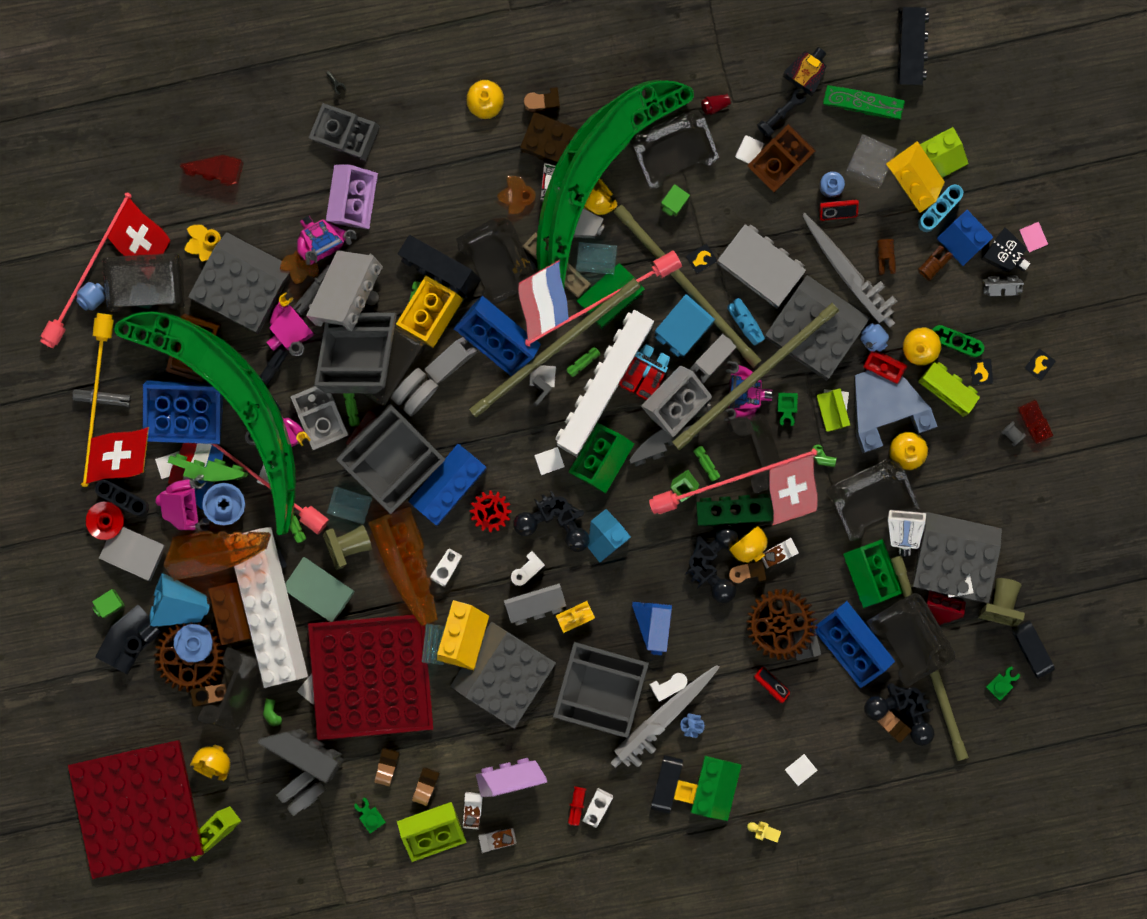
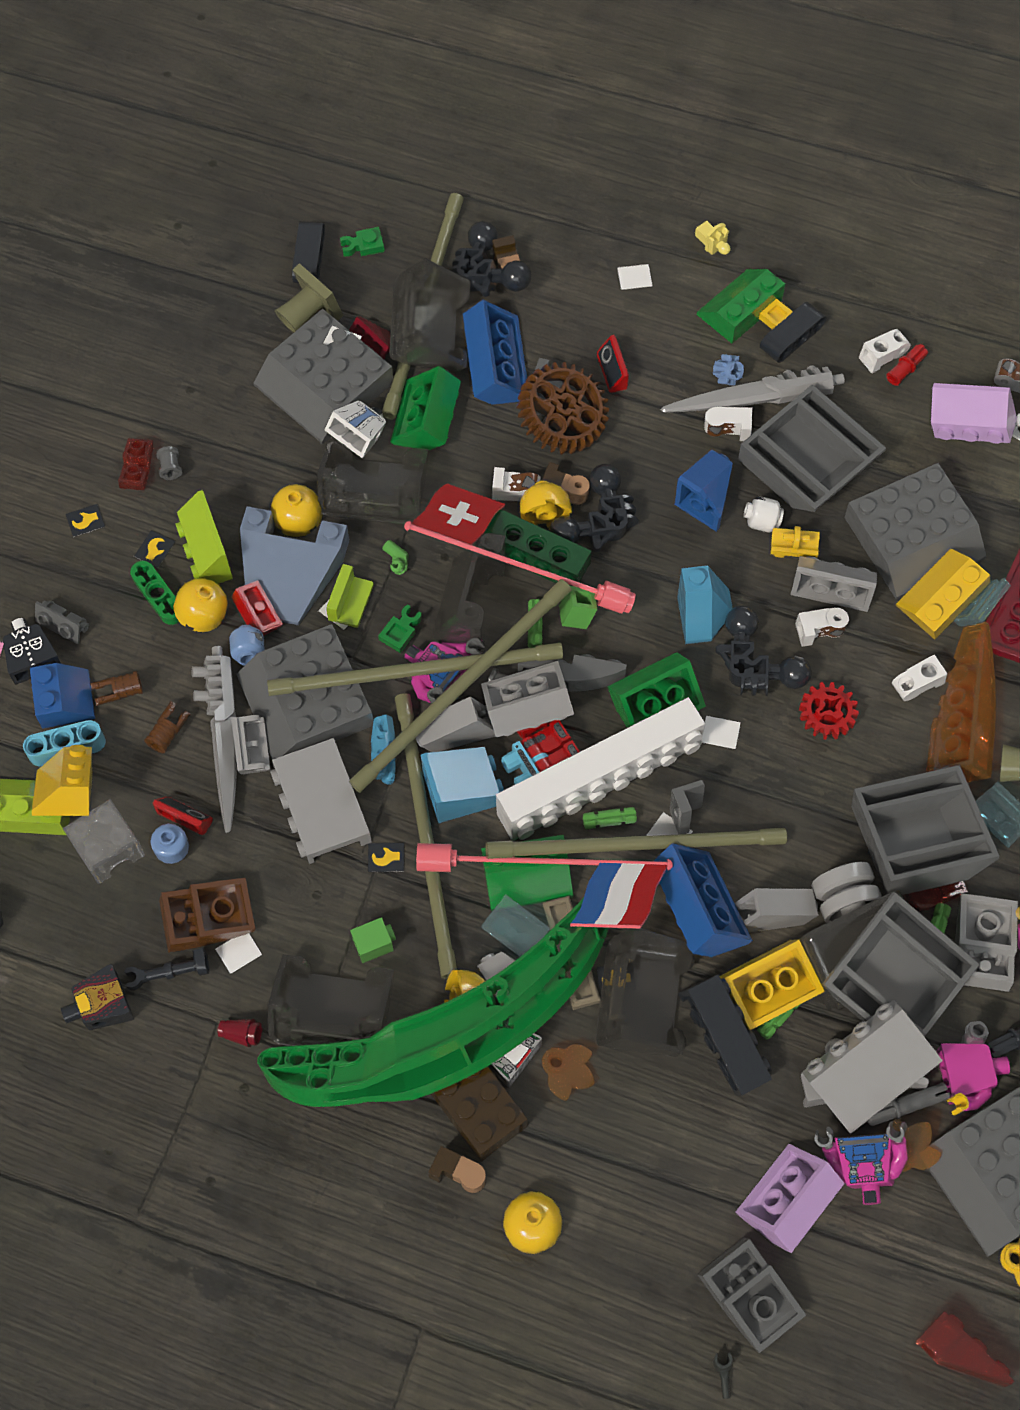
camera: 145 degrees left, 20 degrees down
(447, 484) = (861, 763): blue slope -> none
(607, 628) = (763, 514): none -> white head
(700, 467) = (371, 770): none -> olive piece
(827, 274) = (250, 744): none -> light grey hinge
(864, 102) = (60, 920): green slope -> none

